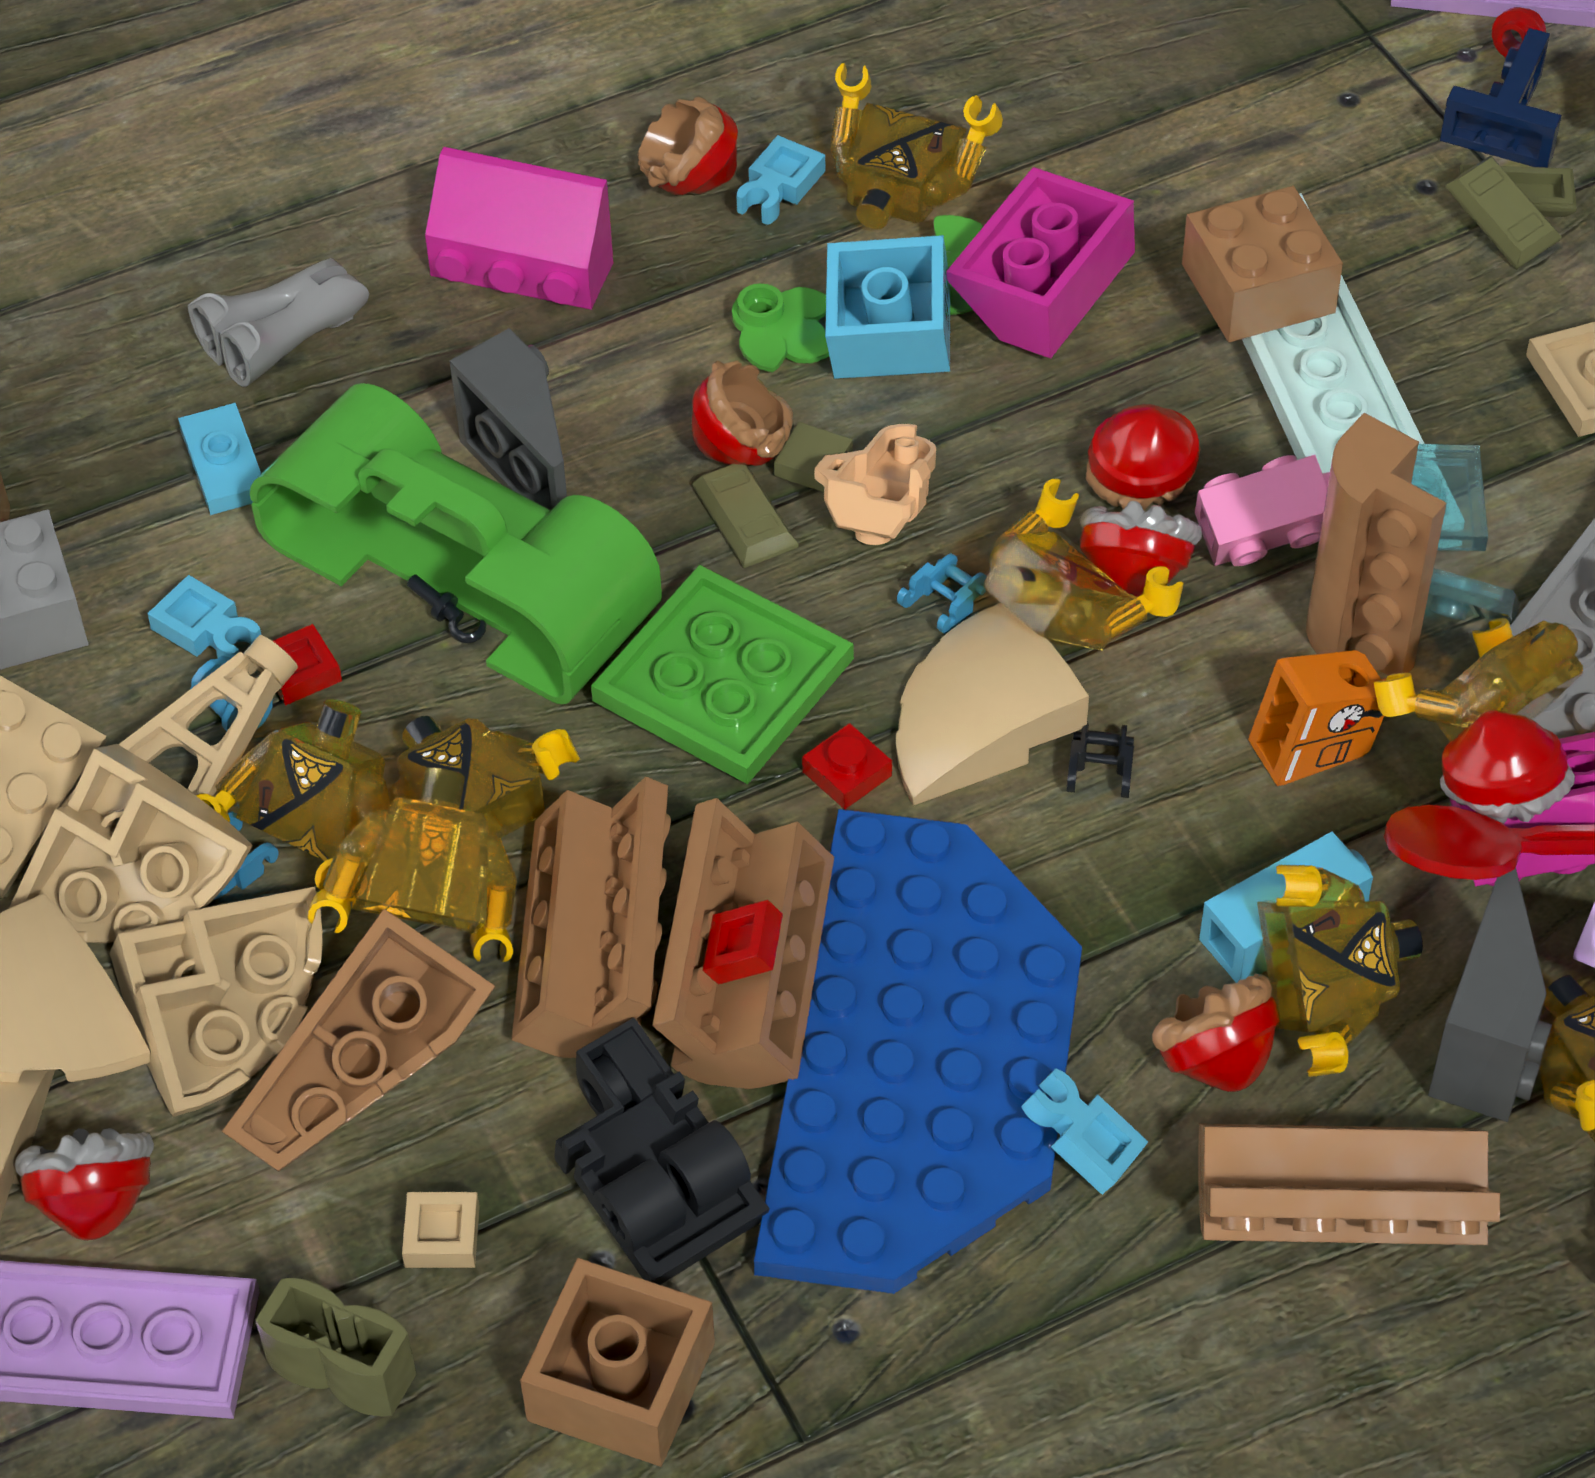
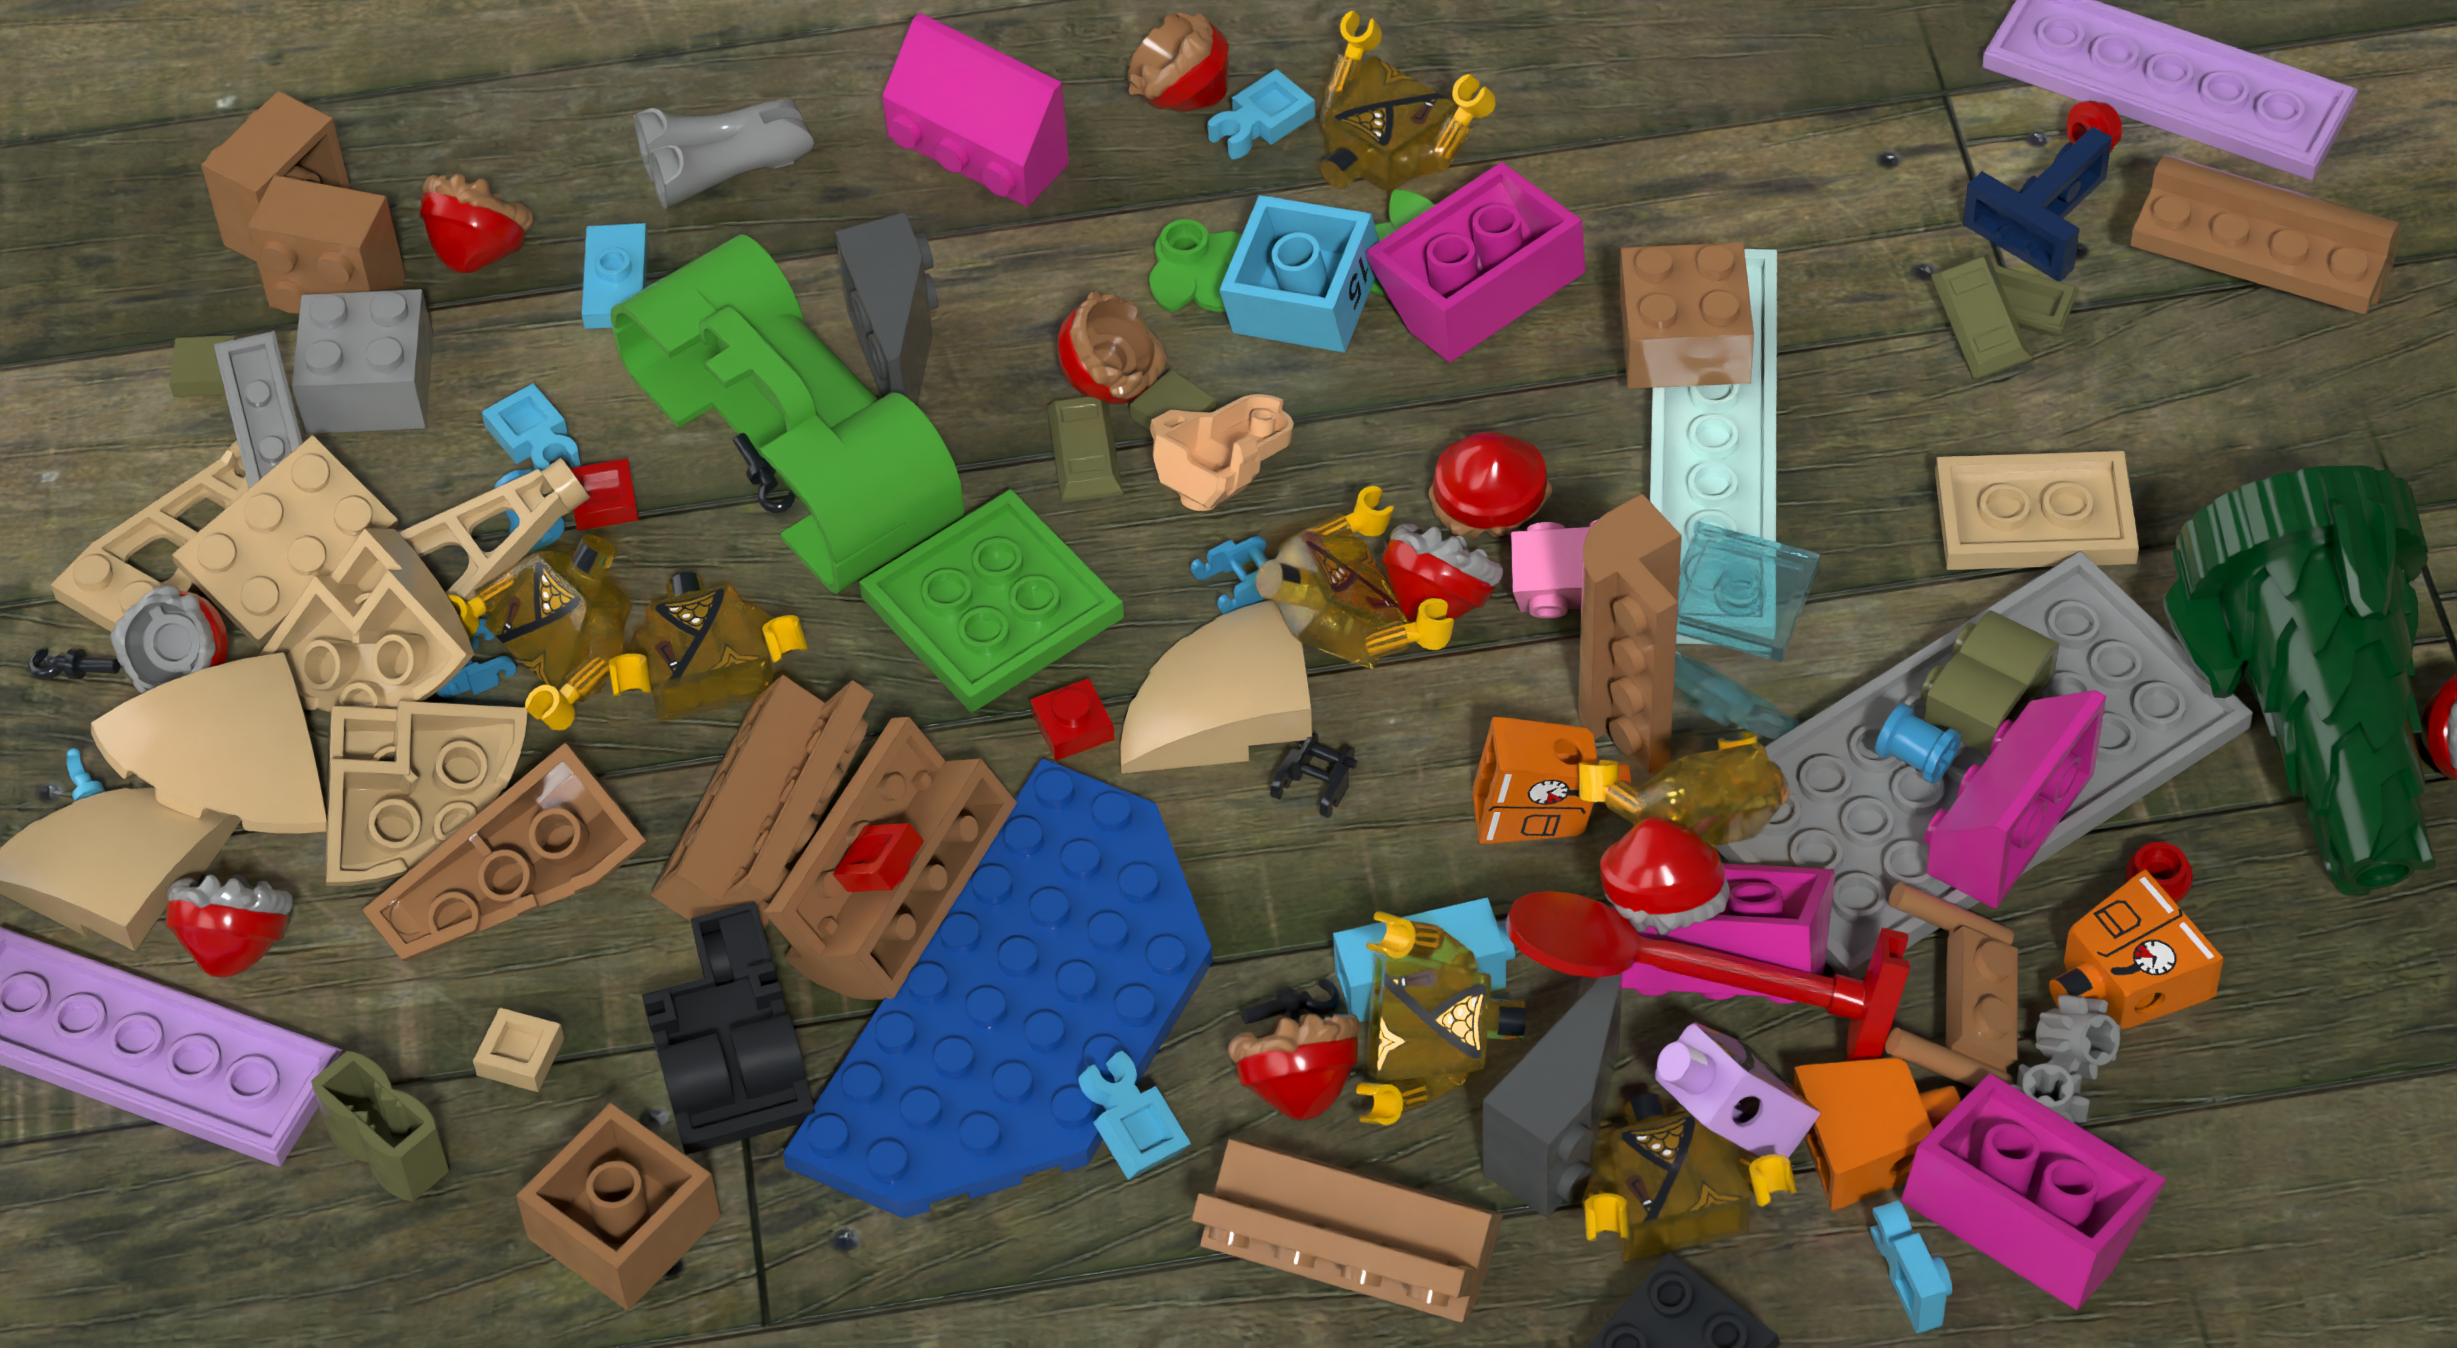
camera: 20 degrees right, 0 degrees up
(64, 438) = (470, 224): none -> red hair
(426, 866) = (619, 714): clear yellow torso -> none
(1178, 981) = (1290, 1003): none -> black hand

